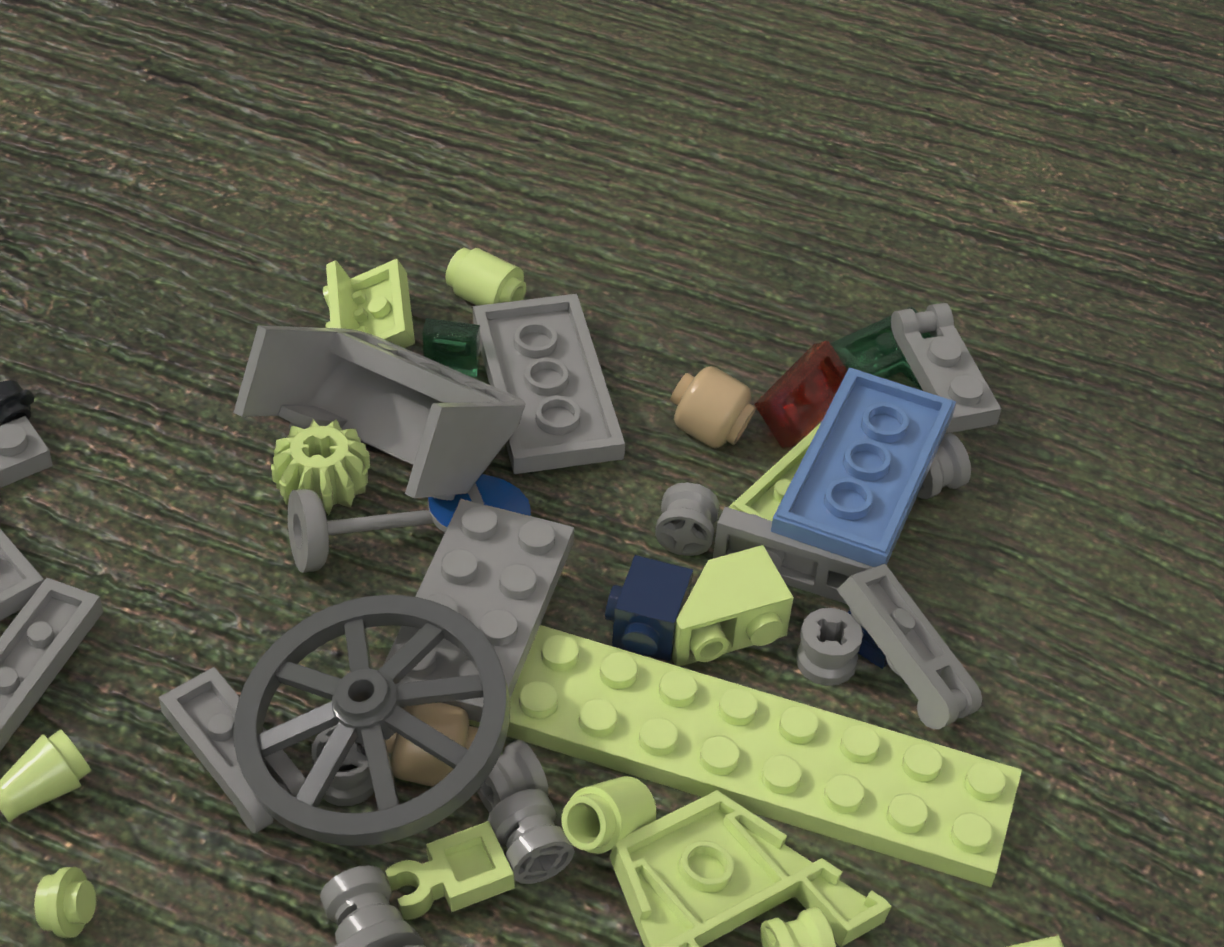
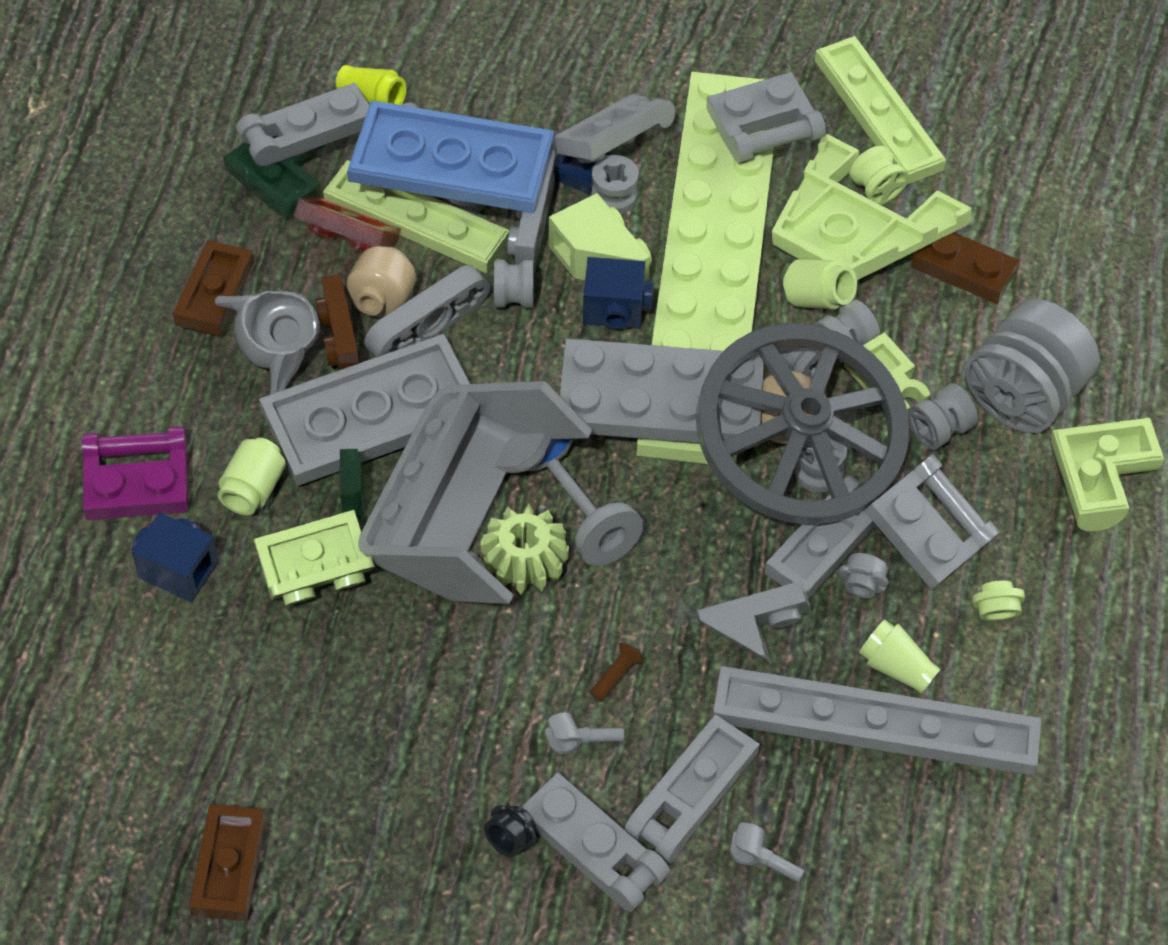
camera: 100 degrees left, 10 degrees up
(76, 221) = (227, 862): none -> reddish brown plate
(92, 467) = (565, 736): none -> light grey hand
(138, 635) = (742, 618): none -> light grey slope
(160, 536) = (628, 657): none -> reddish brown piece
(166, 771) = (864, 575): none -> light grey plate
(195, 840) = (921, 531): none -> light grey plate
(408, 221) = (175, 556): none -> dark blue brick
(509, 212) = (135, 487): none -> magenta plate
(651, 365) = (334, 312): none -> reddish brown plate
(655, 307) = (274, 331): none -> light grey piece
(659, 436) = (429, 312): none -> light grey beam
(737, 287) = (217, 273): none -> reddish brown plate
(927, 809) = (760, 108): none -> light grey plate
(1010, 449) = (374, 84): none -> neon yellow cone

